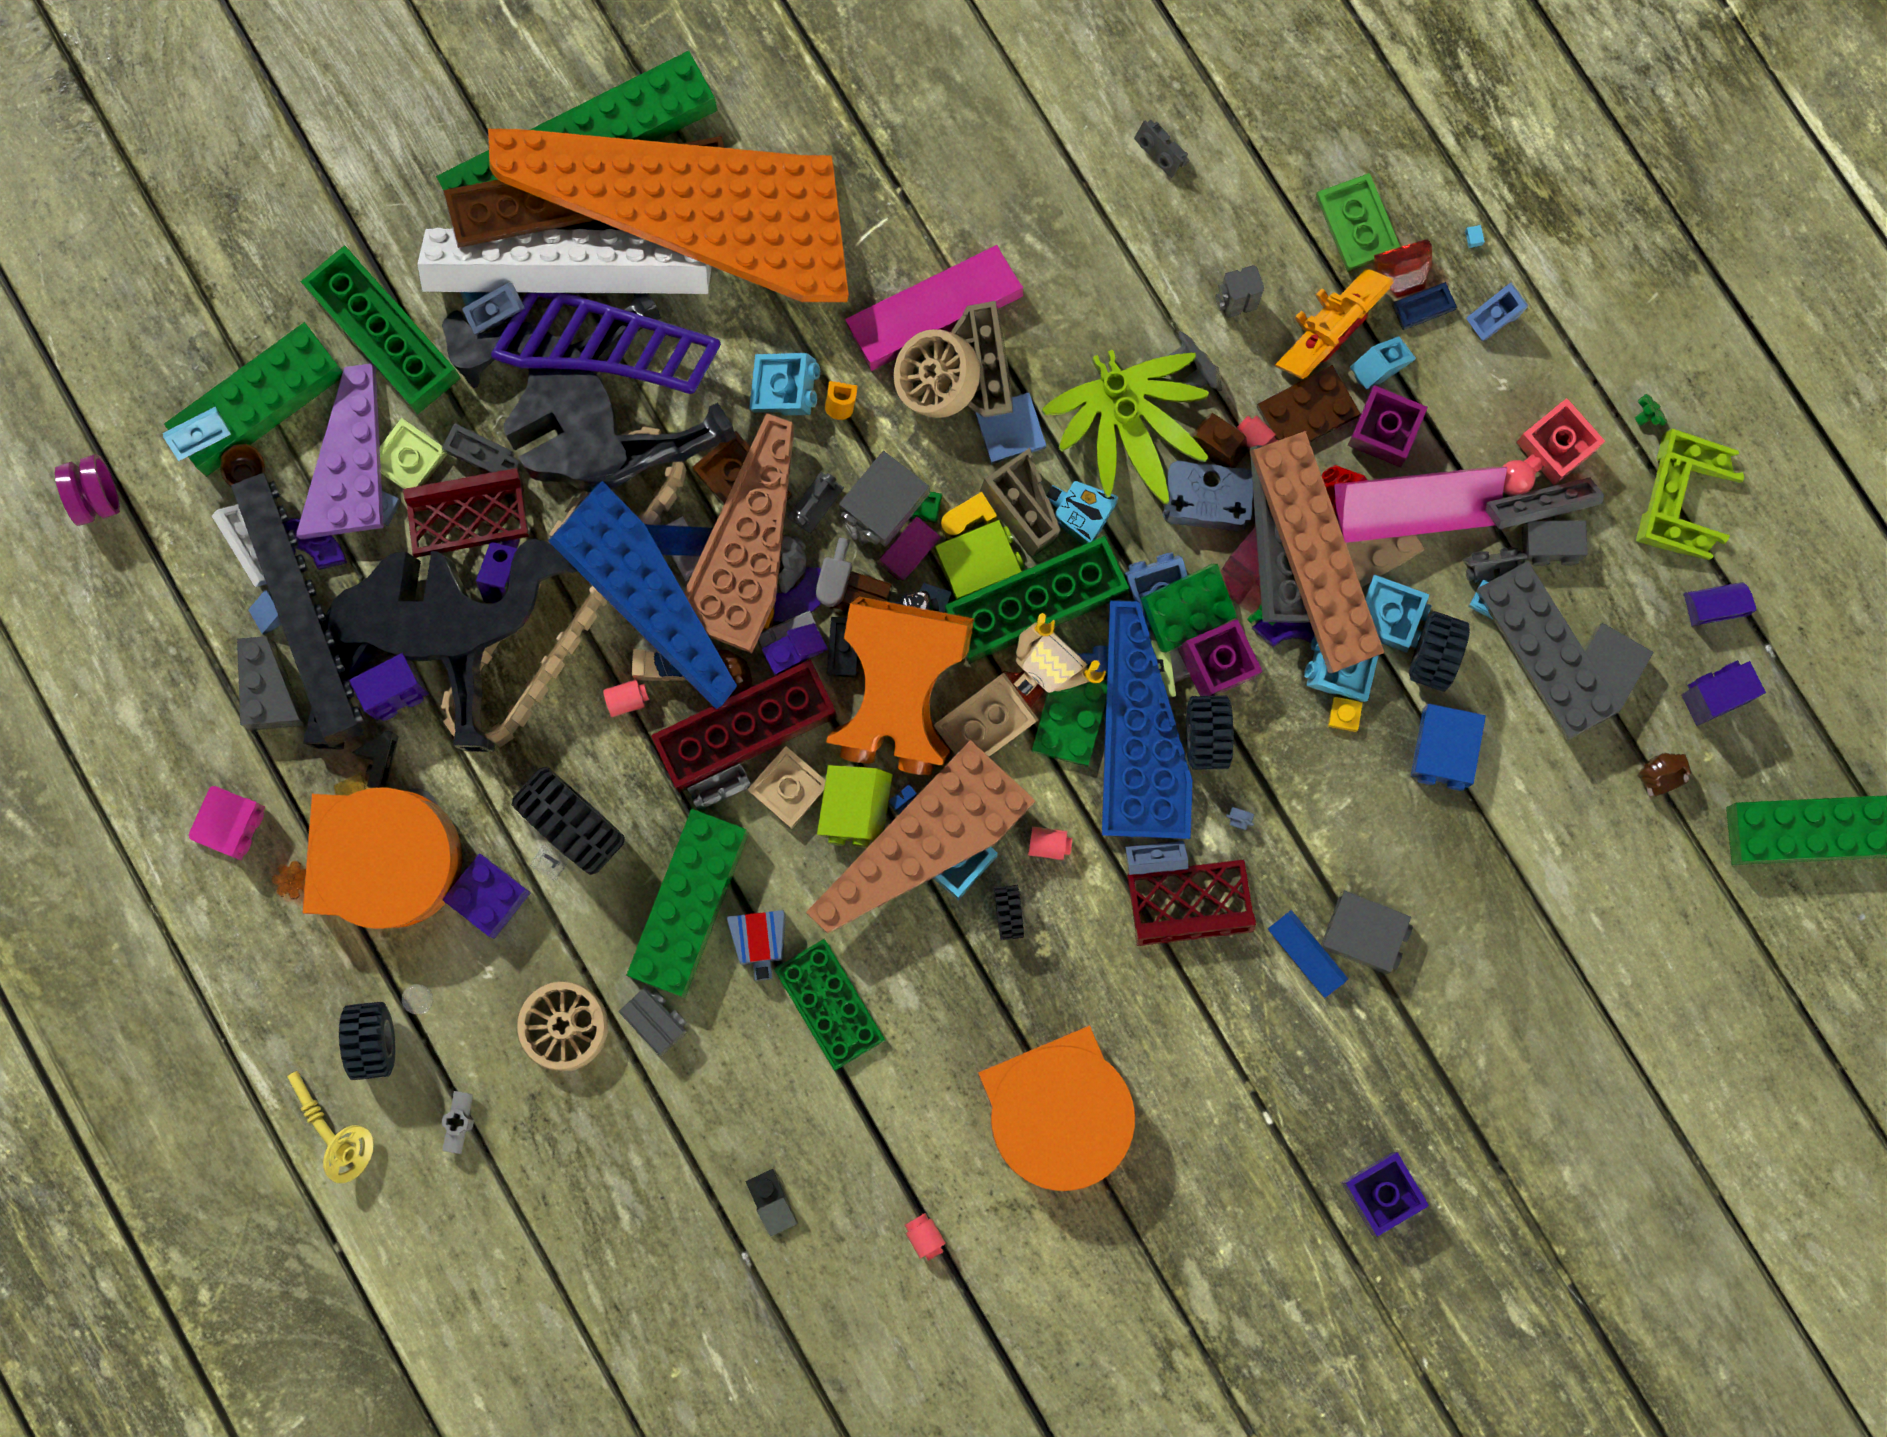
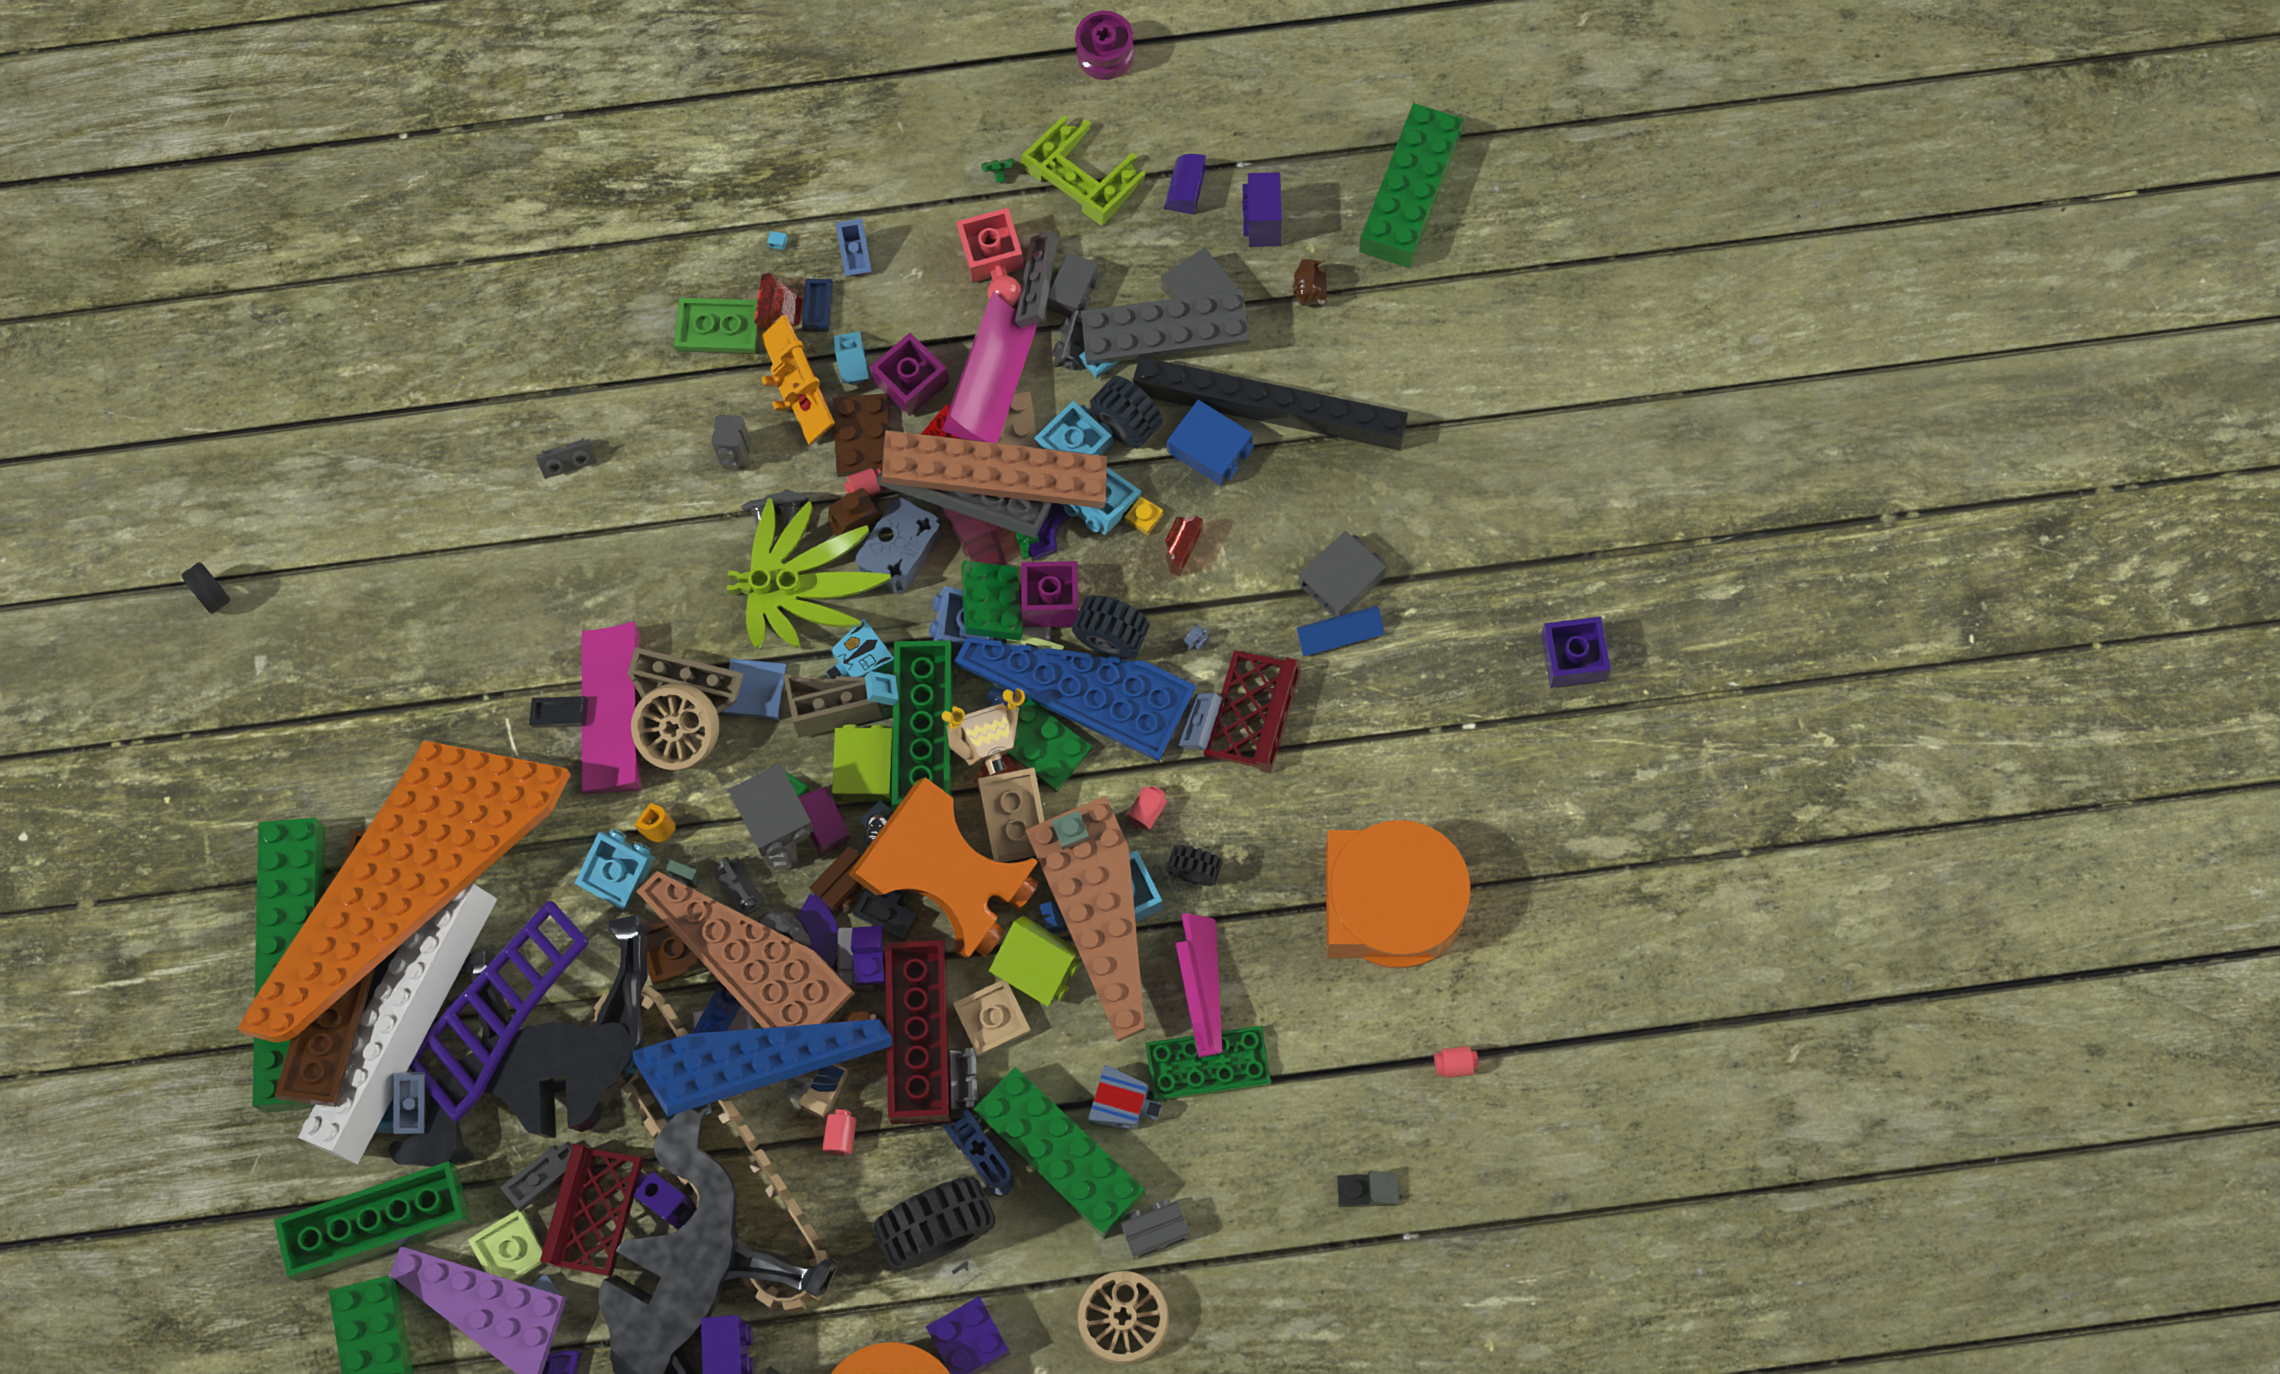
camera: 65 degrees left, 10 degrees down
(644, 850) = (991, 1167): none -> dark blue piece
(803, 447) = (683, 873): none -> sand green plate
(834, 576) = (818, 891): light grey piece -> none
(901, 965) = (1201, 981): none -> dark pink wedge
(910, 261) = (558, 711): none -> black tile
(967, 515) = (816, 757): yellow leg -> none
(984, 782) = (1070, 830): none -> sand green plate
(1051, 544) = (881, 688): none -> medium azure plate
(1331, 762) = (1182, 541): none -> clear red slope
(1516, 787) = (1272, 403): none -> black brick
(1835, 456) = (1104, 45): none -> magenta wheel

